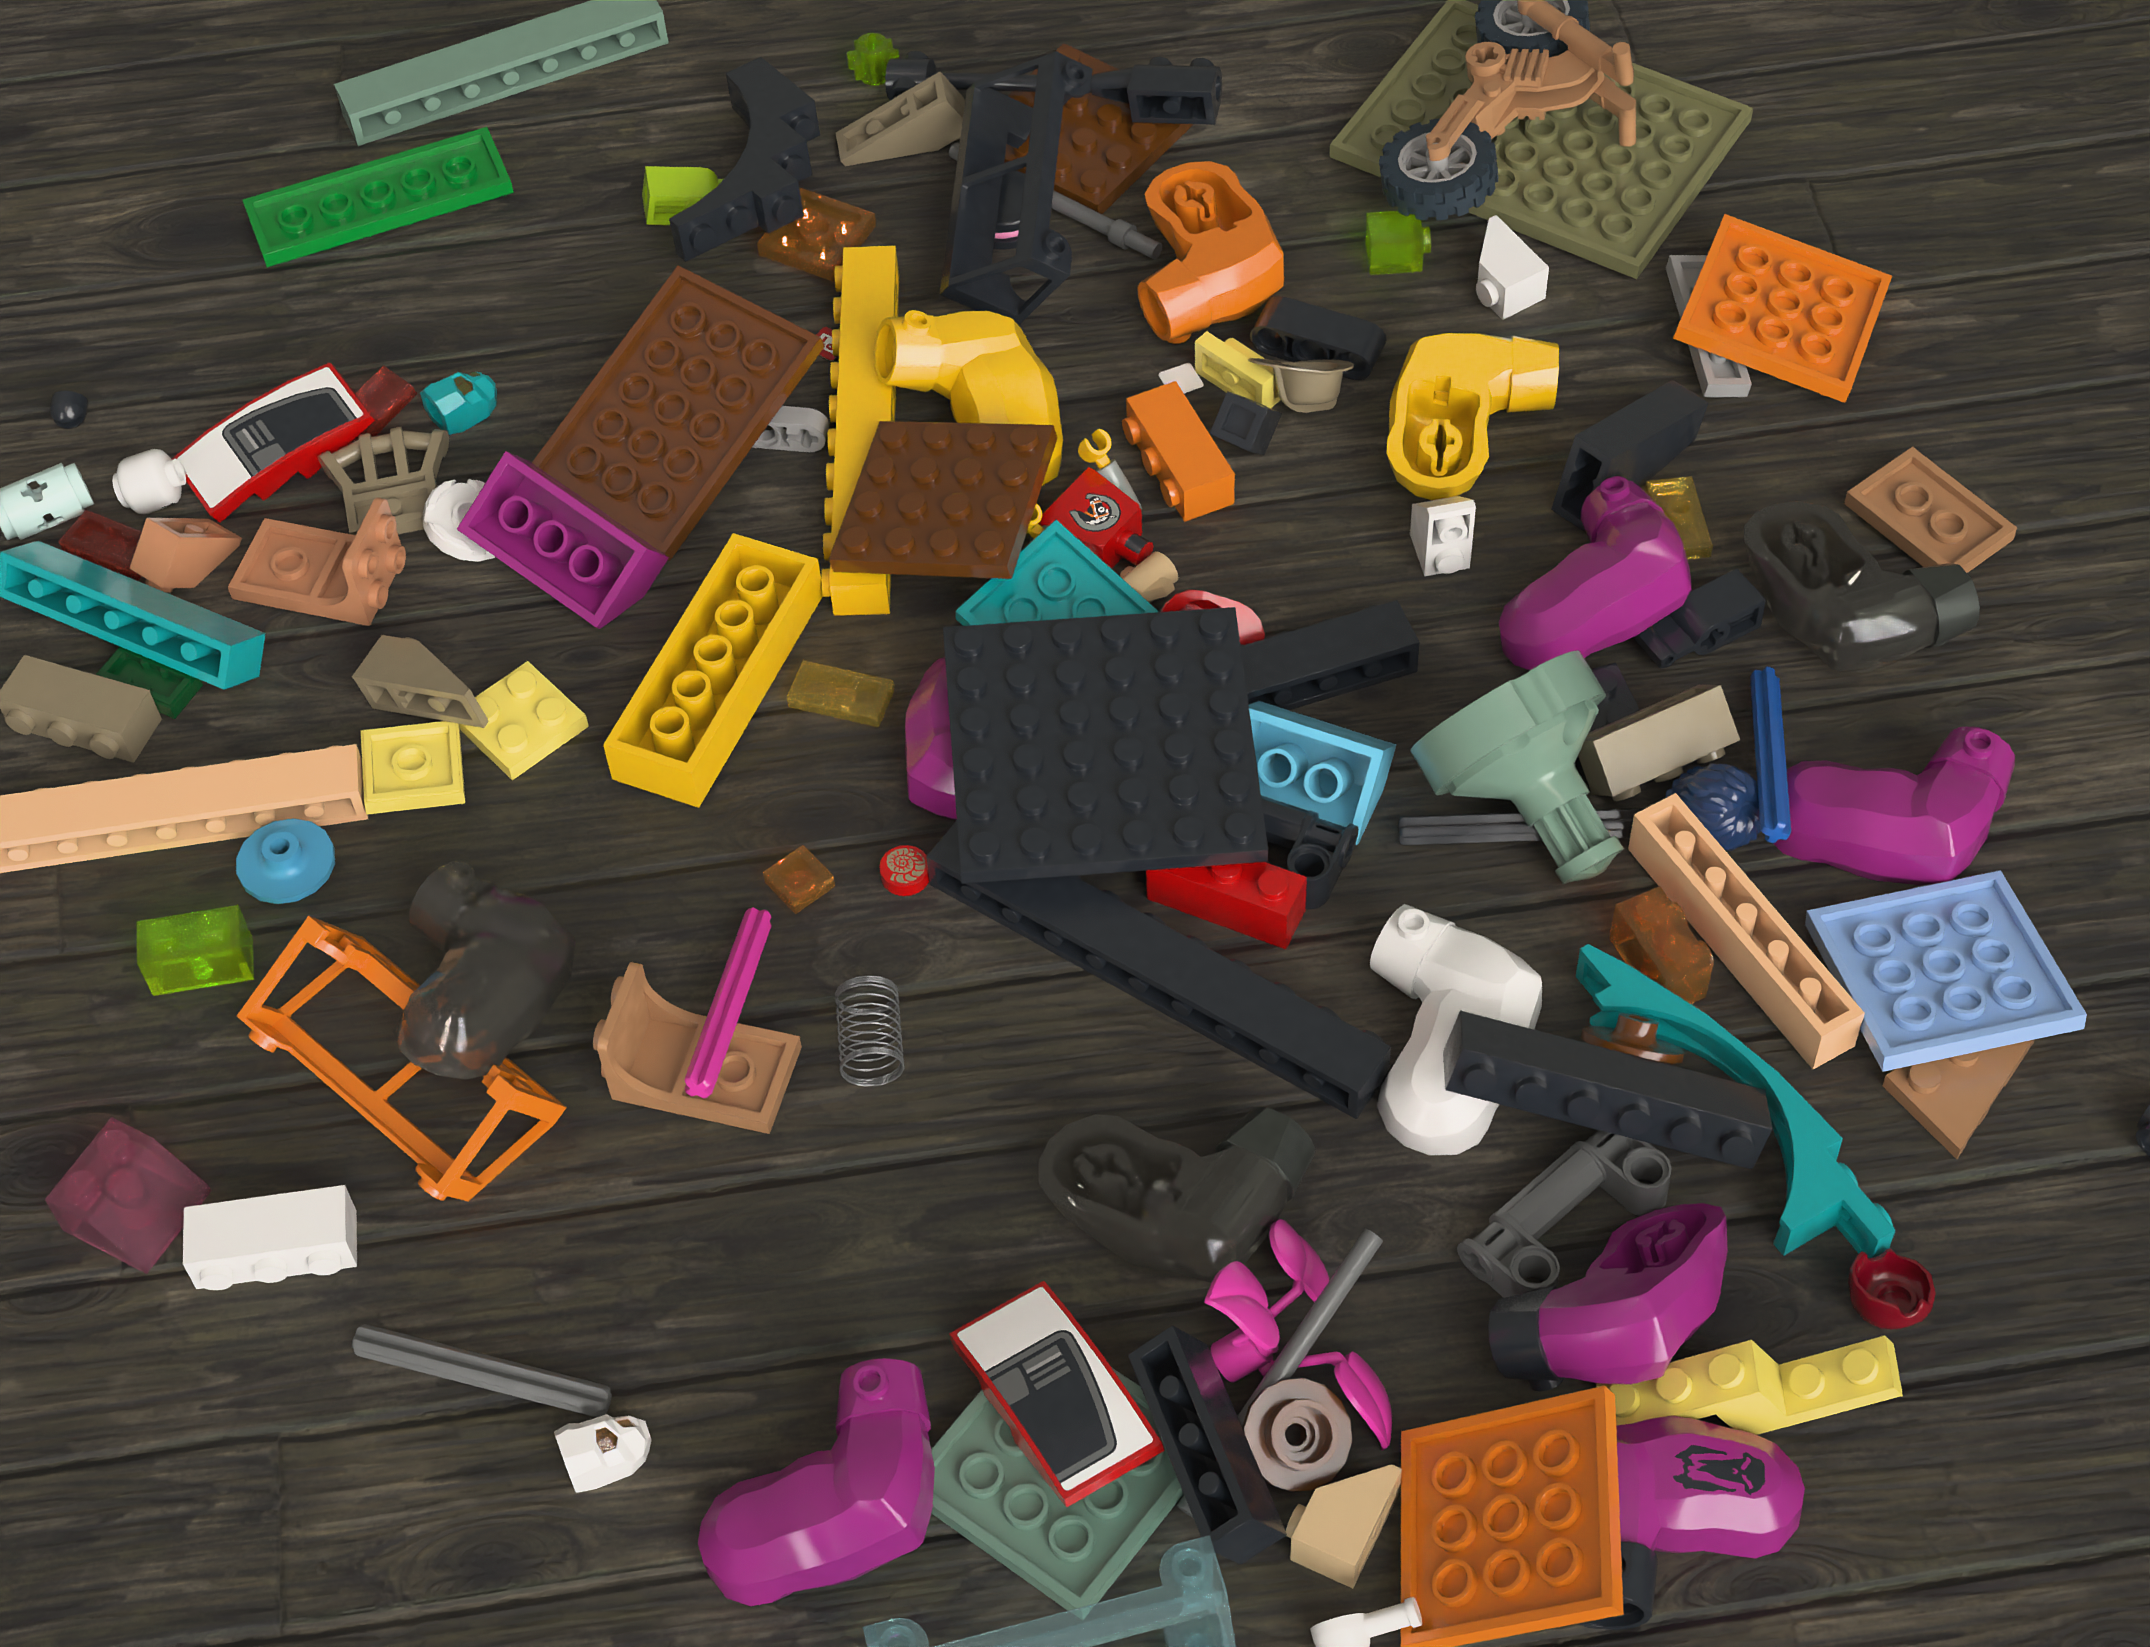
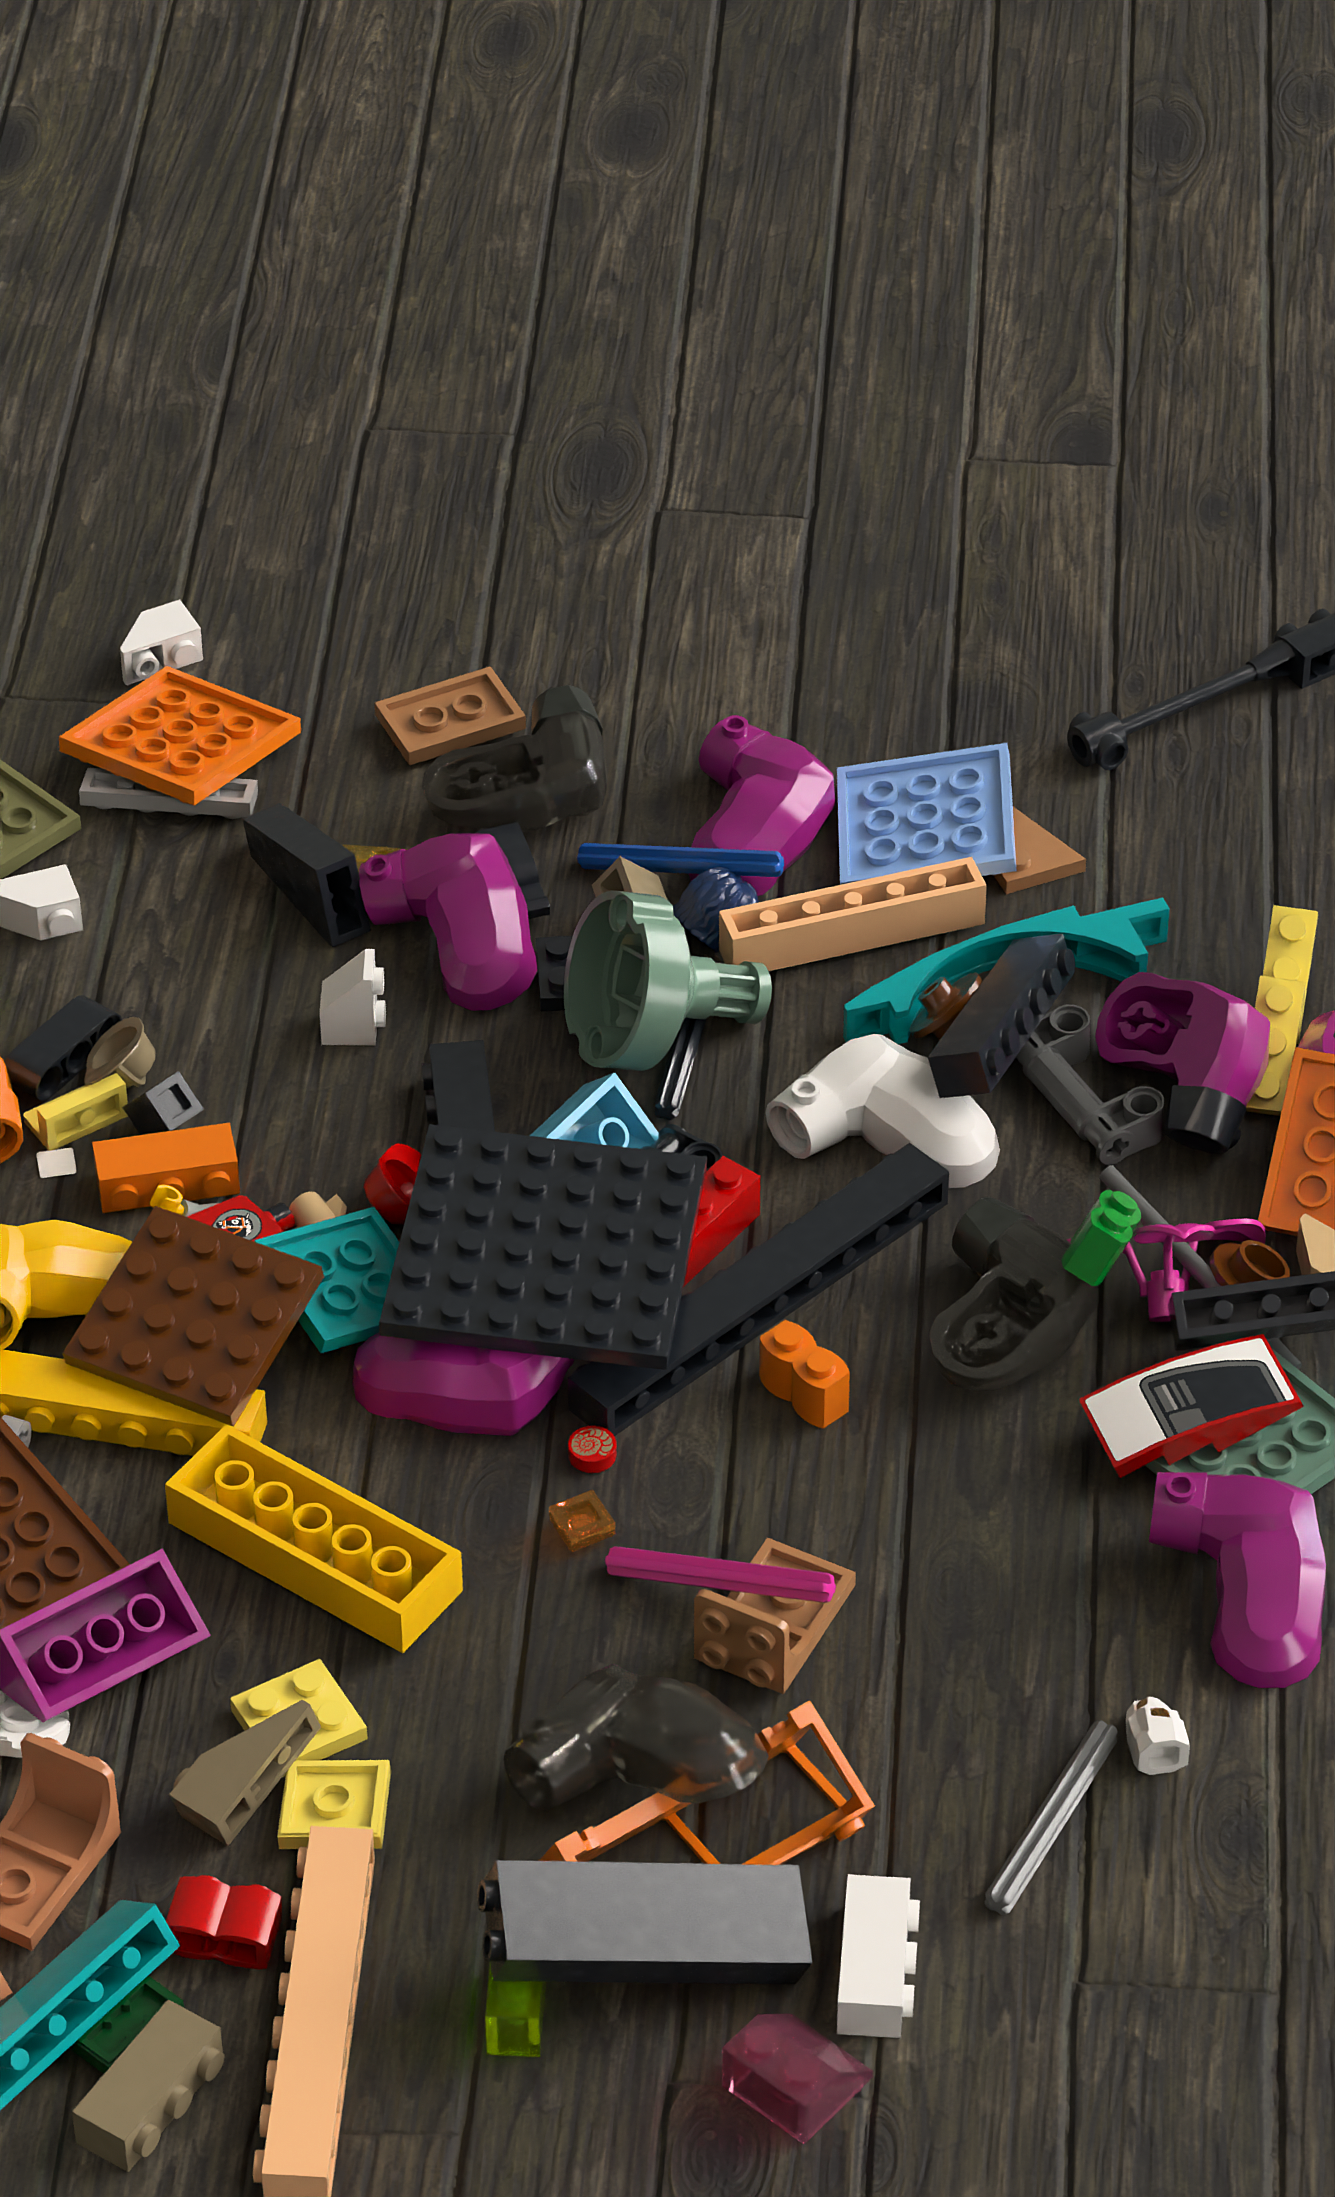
camera: 80 degrees left, 10 degrees down
(241, 1019) = (644, 1922): none -> brick
(264, 713) = (225, 1921): none -> red brick
(285, 861) = (424, 1913): dark azure piece -> none
(840, 693) = (370, 1457): clear yellow plate -> none
(870, 1050) = (738, 1480): dark grey piece -> none
(1035, 1023) = (804, 1374): none -> orange brick
(1227, 1232) = (1102, 1237): none -> green brick
(1446, 401) = (213, 968): yellow piece -> none
(1658, 943) = (847, 968): clear orange brick -> none
(1890, 1290) = (1204, 923): dark red hair -> none
(1925, 261) = (160, 639): none -> white slope

